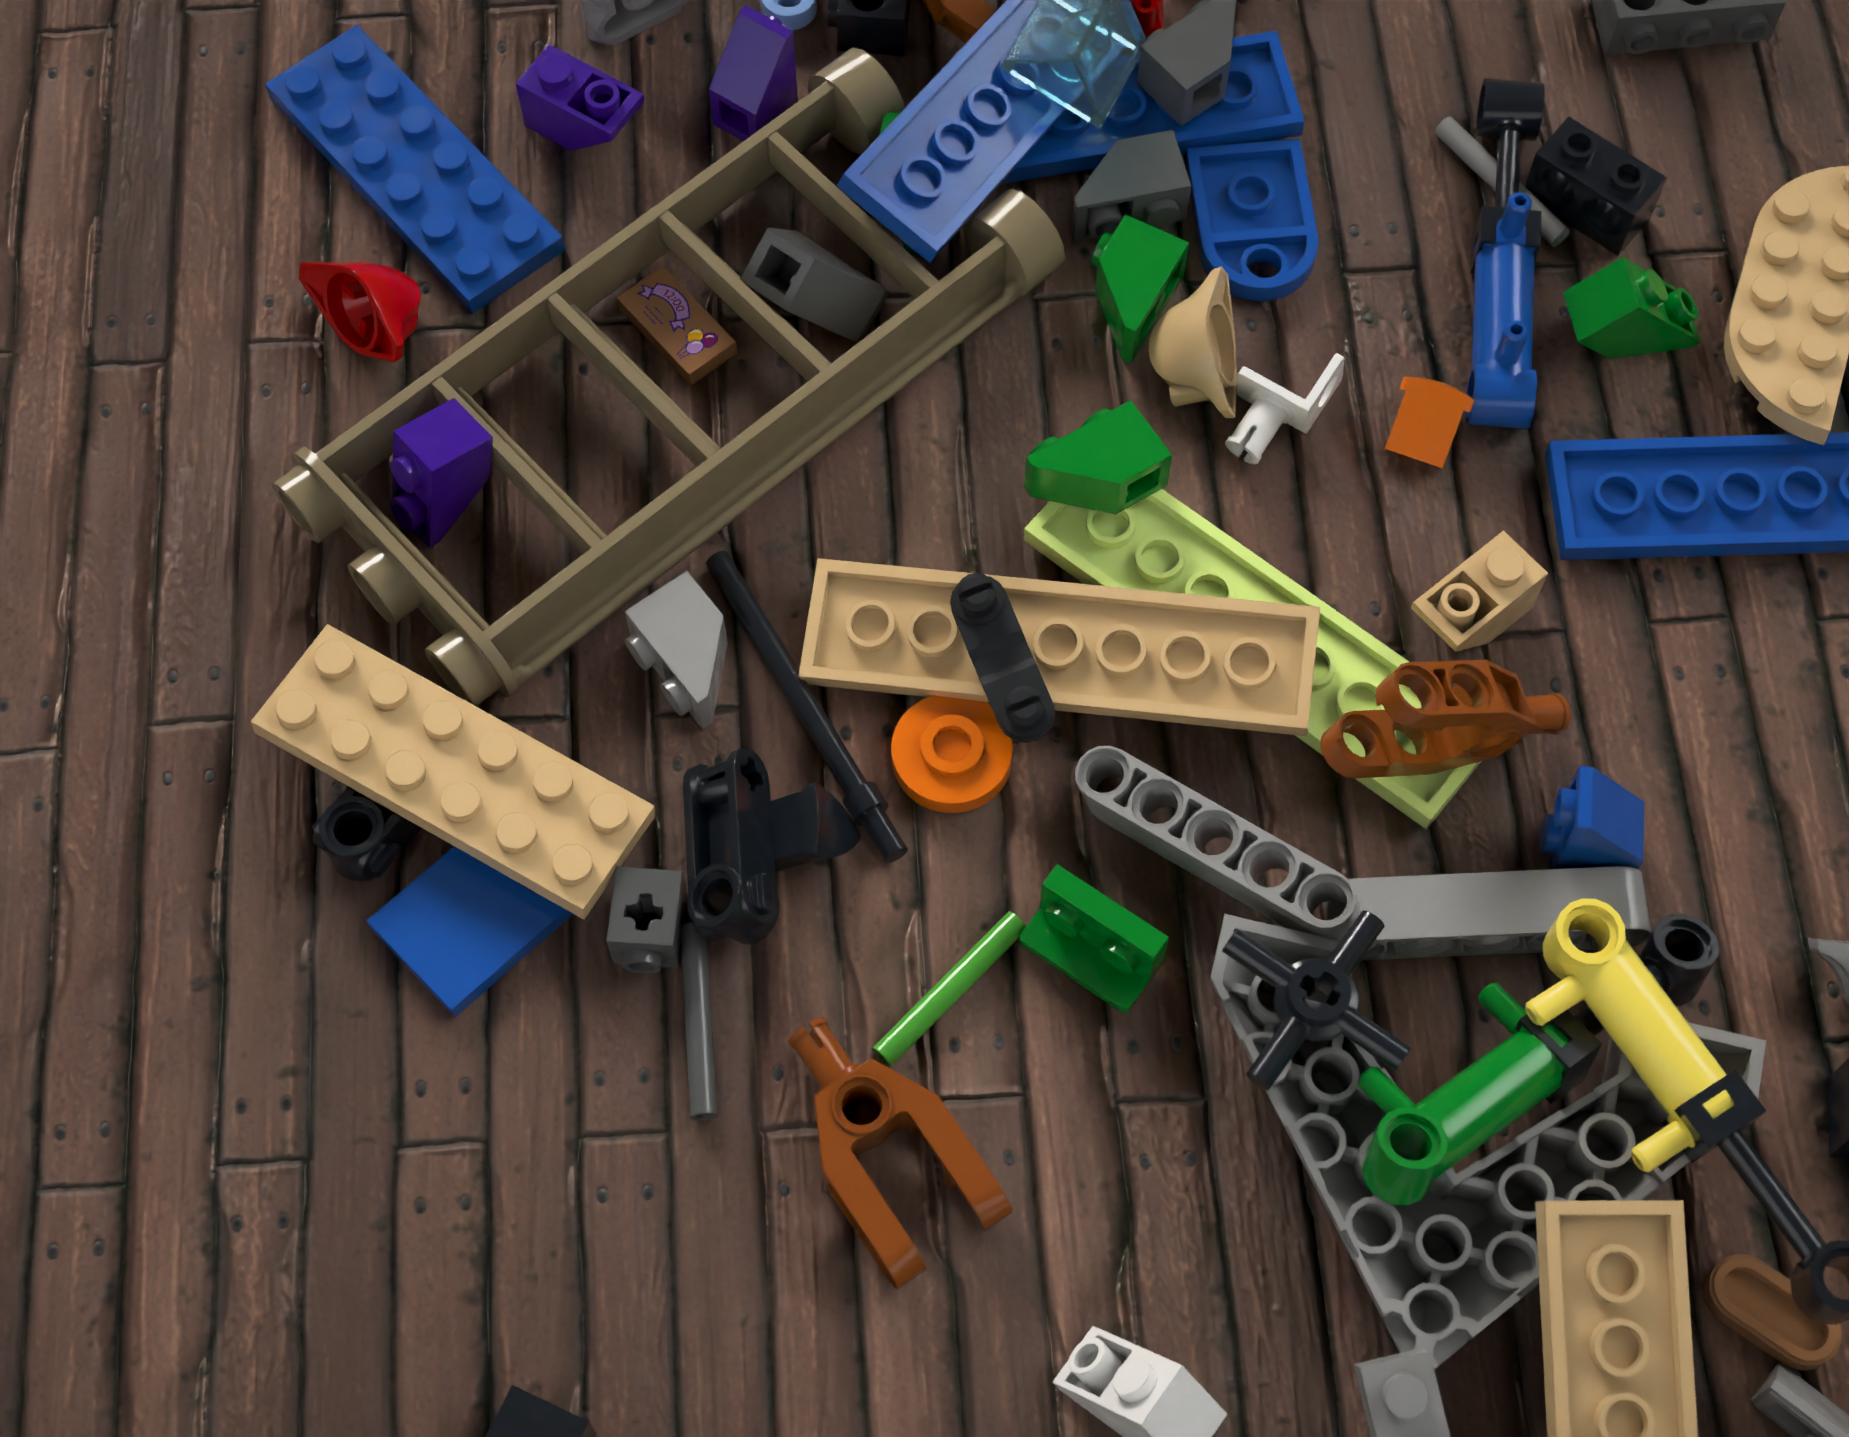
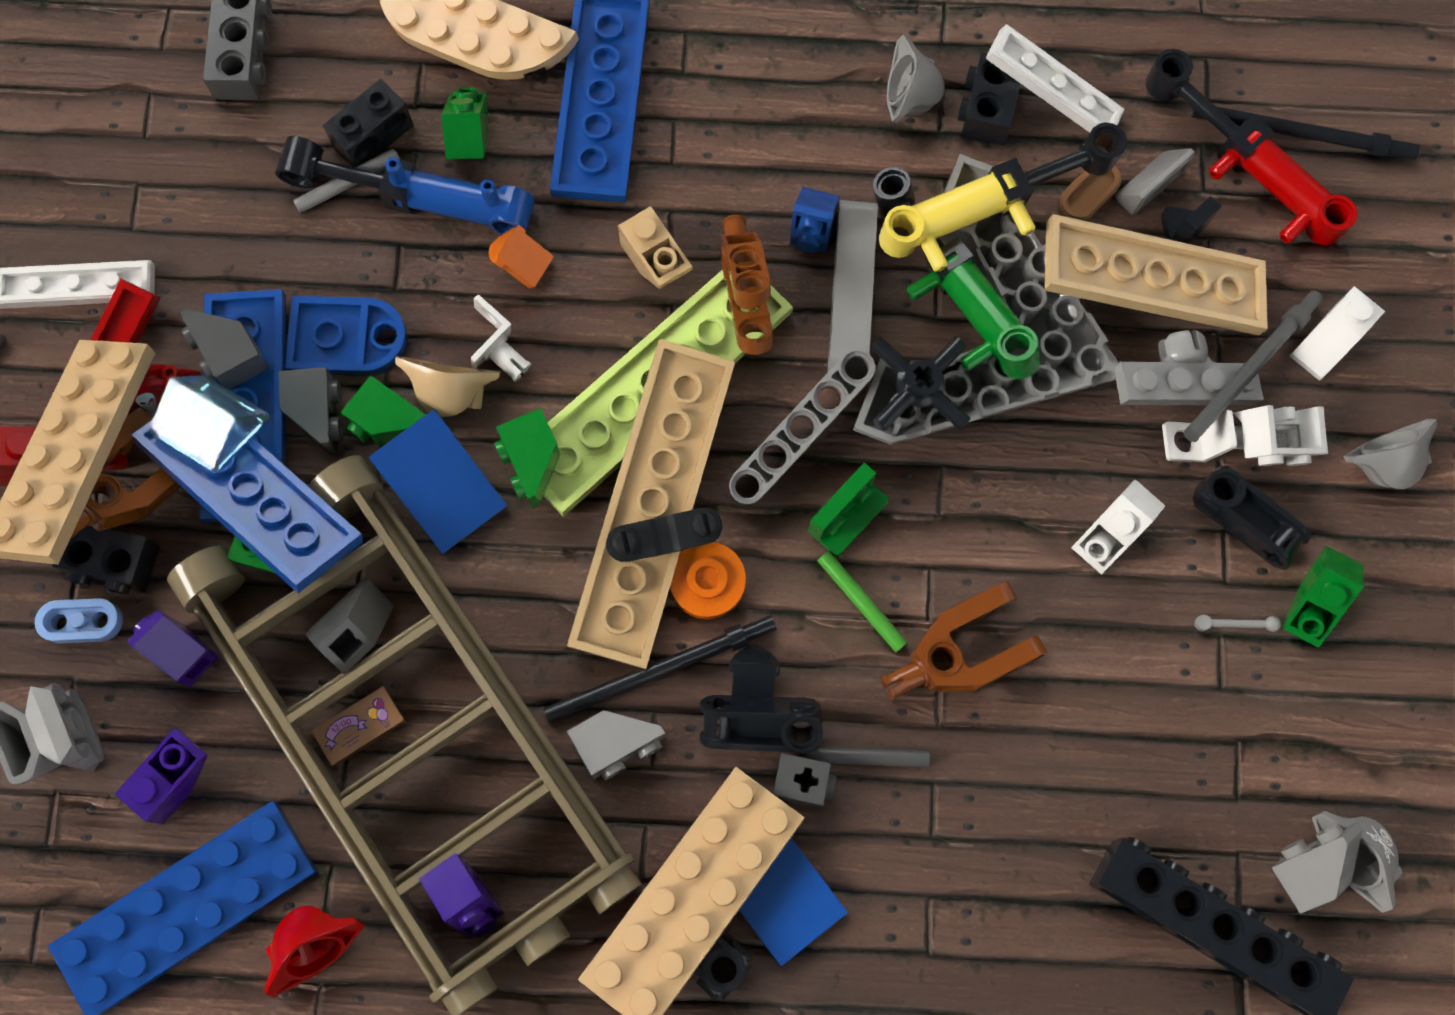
camera: 85 degrees left, 10 degrees up
(1044, 355) = (437, 481): none -> blue tile

